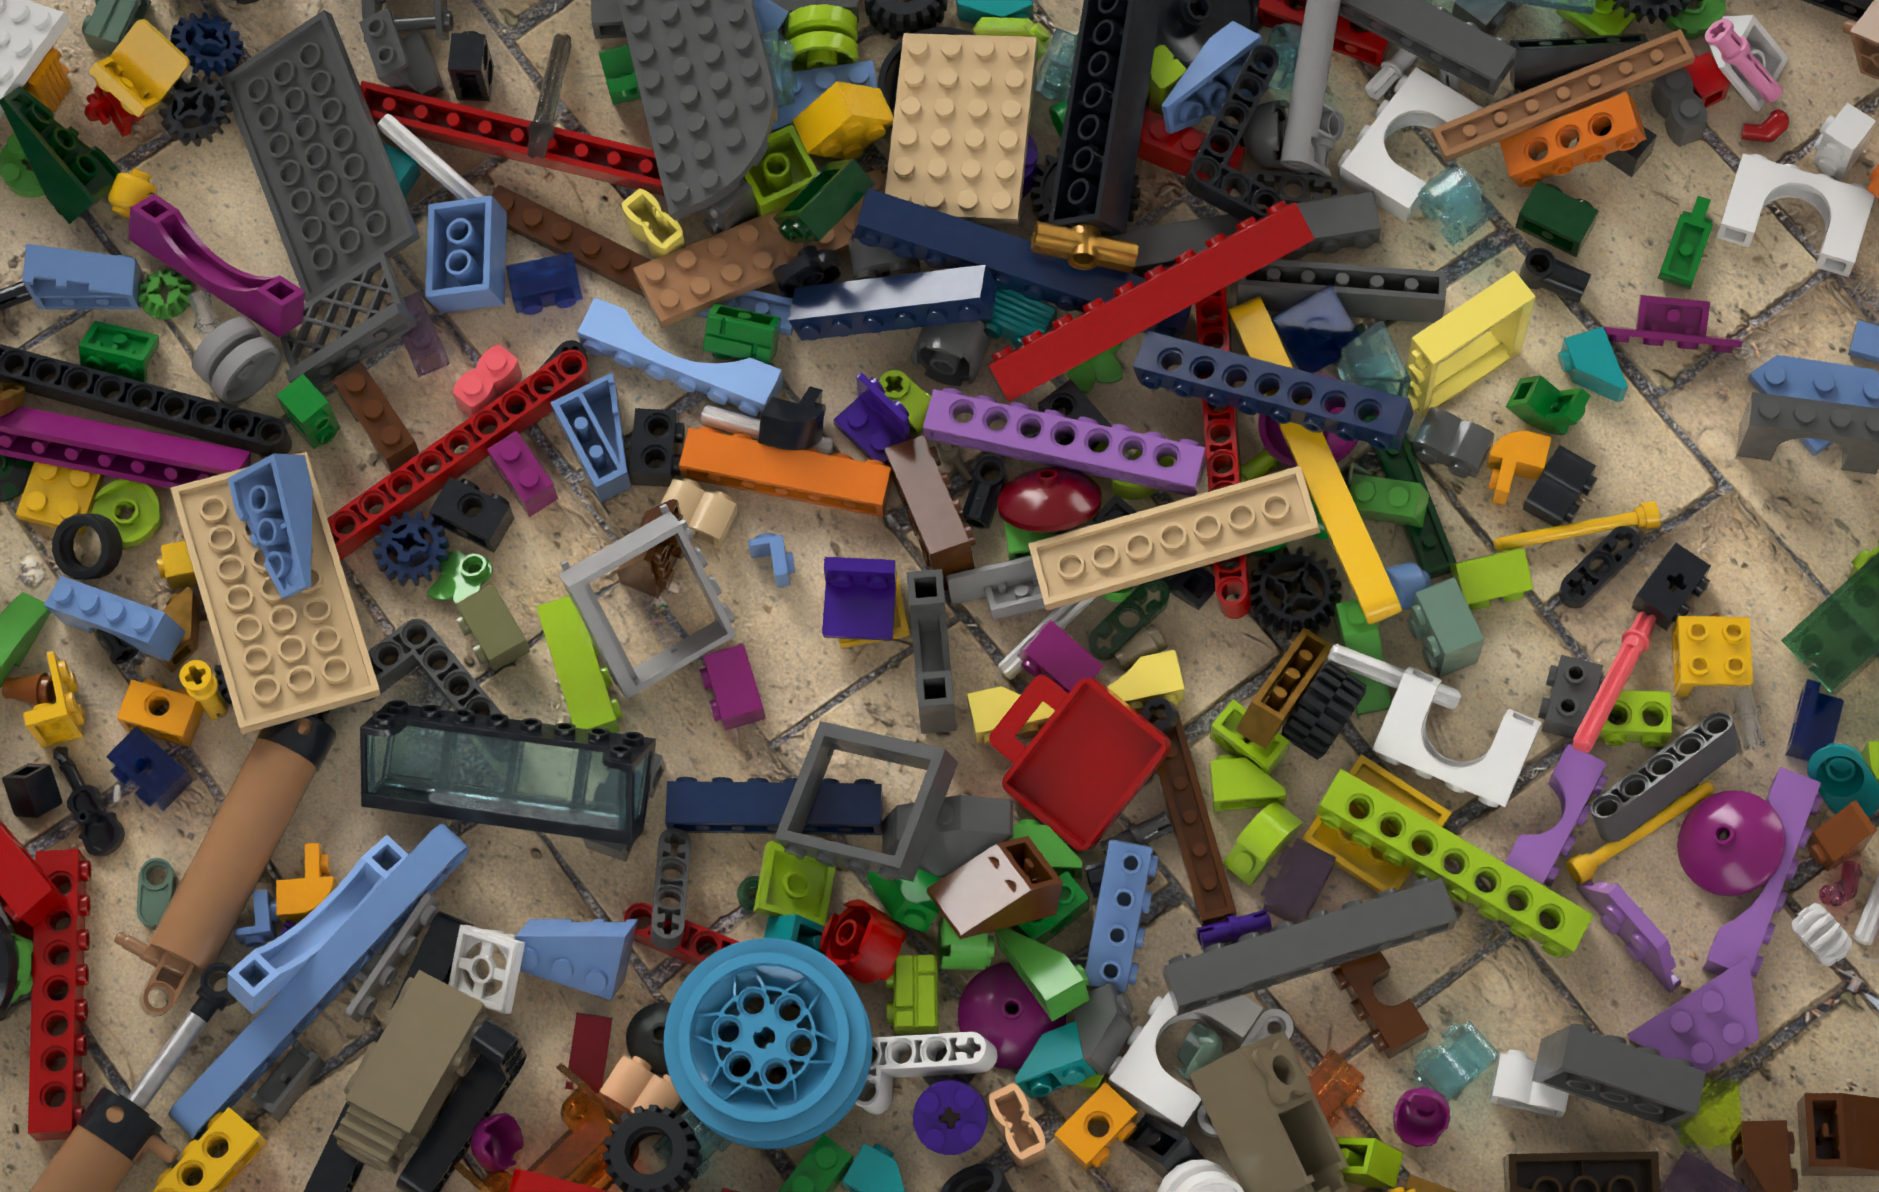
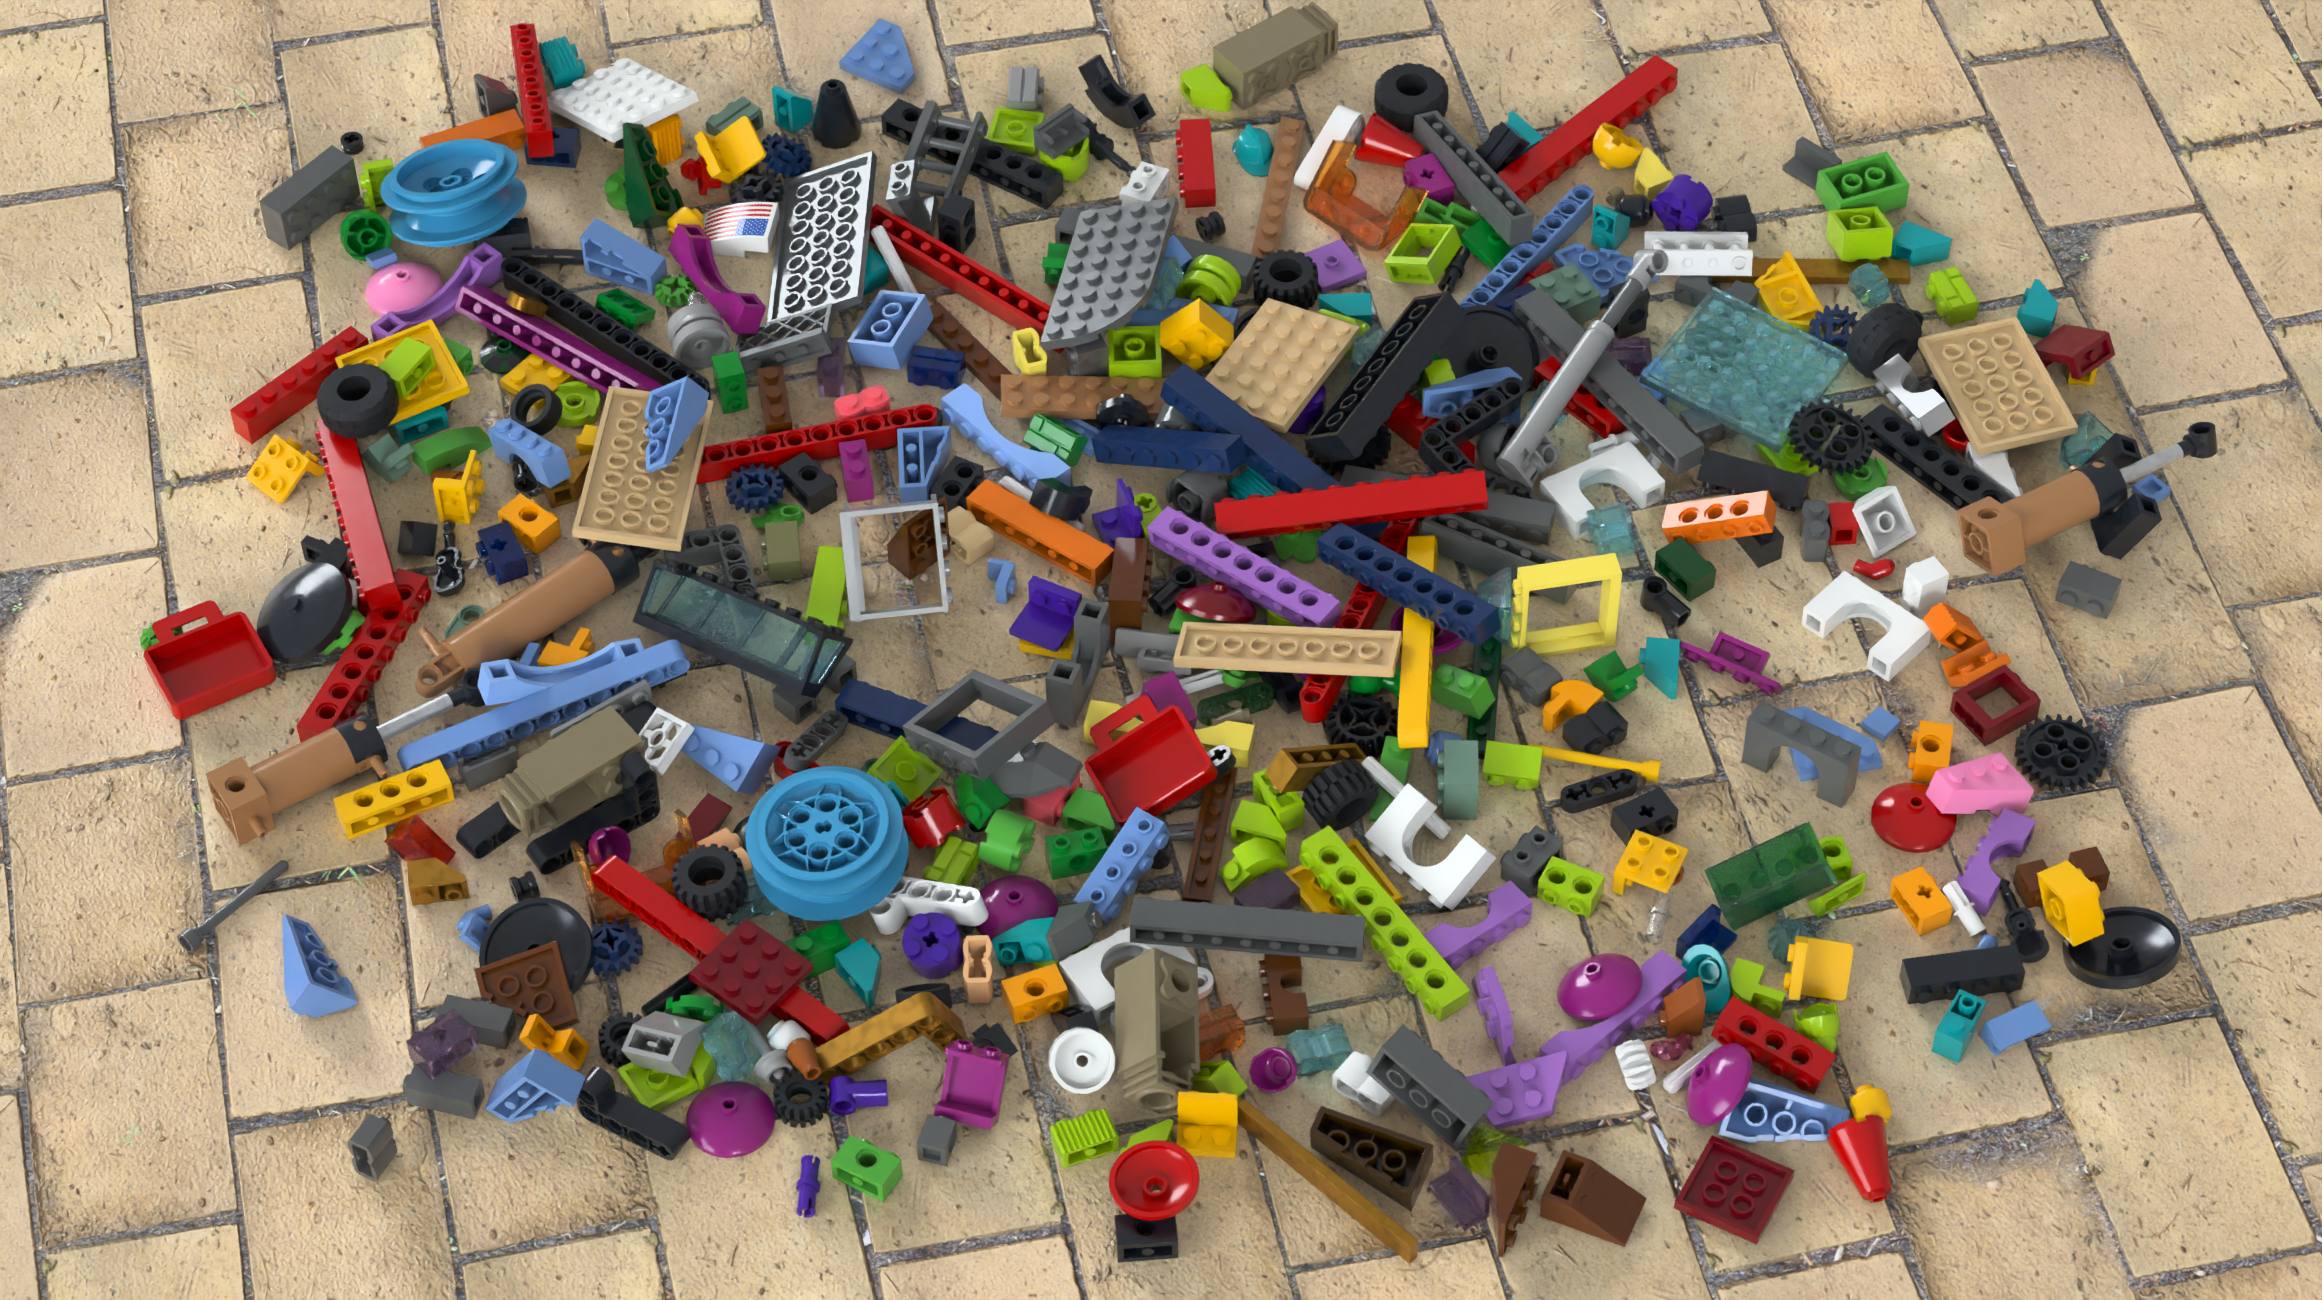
camera: 20 degrees right, 20 degrees down
(203, 171) = (742, 228): none -> white slope
(203, 687) = (563, 504): yellow pin -> none
(541, 128) = (981, 266): clear smoke axle -> none
(733, 686) = (929, 644): magenta brick -> none
(823, 201) = (1150, 370): dark green window -> none
(998, 889) = (1042, 808): reddish brown slope -> none
(1046, 973) = (1050, 880): bright green slope -> none
(1084, 247) = (1321, 456): pearl gold piece -> none
(1316, 329) = (1467, 564): clear blue tile -> none
(1562, 95) = (1708, 486): medium nougat plate -> none
(1584, 866) = (1480, 961): yellow piece -> none
(1633, 644) = (1596, 841): coral axle -> none
(1665, 777) = (1573, 929): dark grey beam -> none
(1687, 245) = (1774, 618): green hinge -> none
(1737, 52) = (1868, 500): bright pink pin -> none

